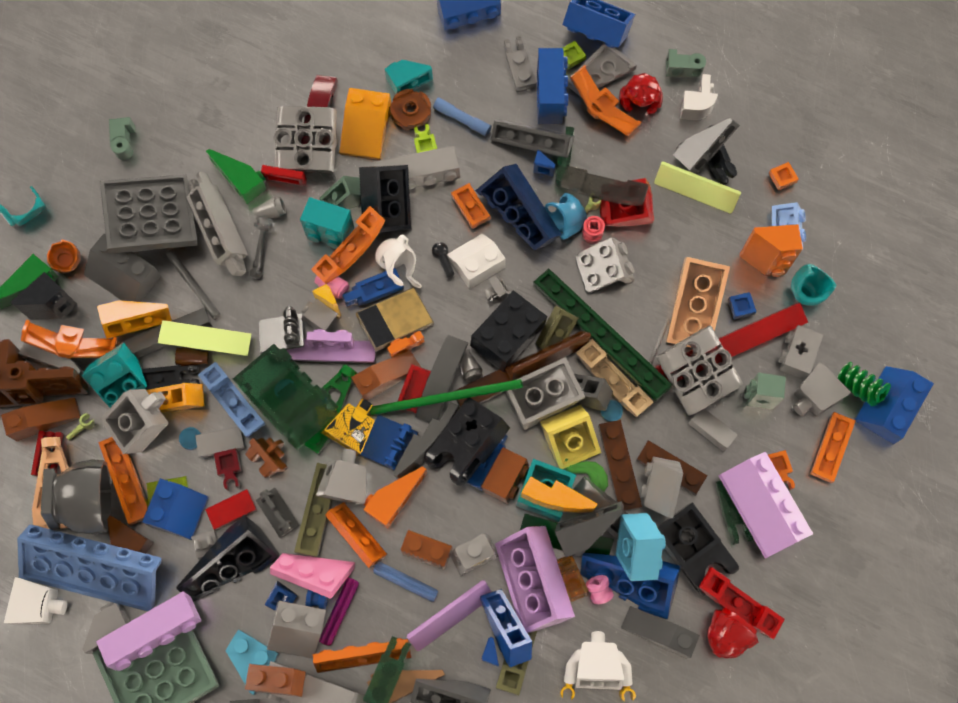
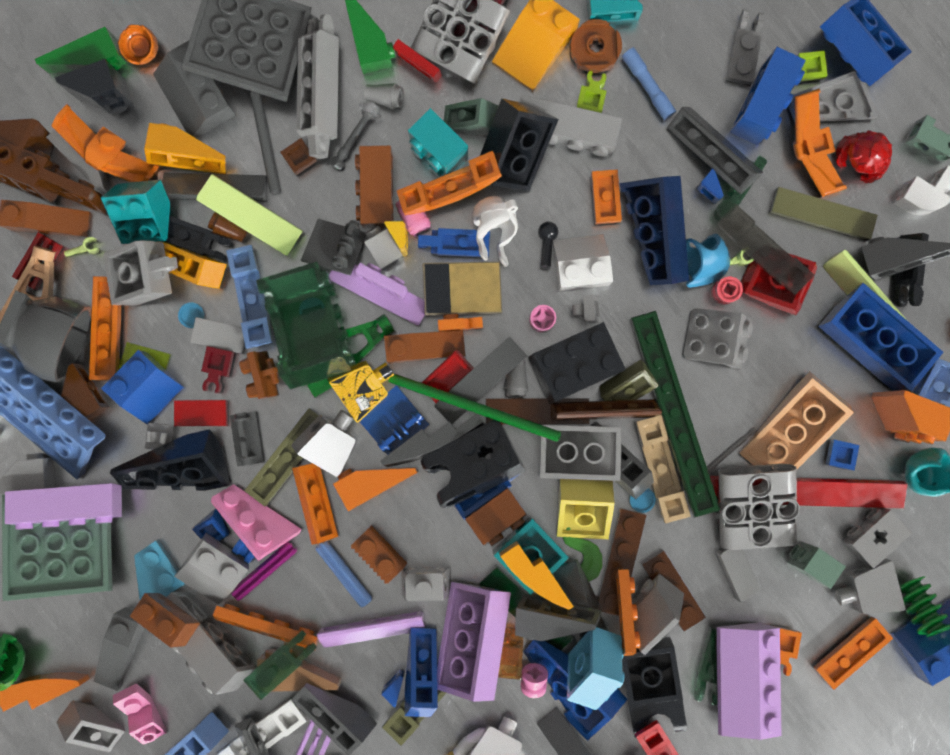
camera: 25 degrees right, 15 degrees up
(223, 281) = (298, 156): none -> reddish brown plate
(292, 275) = (374, 185): none -> dark orange brick
(469, 309) = (542, 314): none -> bright pink wheel
(634, 147) = (823, 213): none -> olive tile
(642, 493) = (627, 612): none -> orange plate
(721, 209) = (881, 339): none -> blue slope

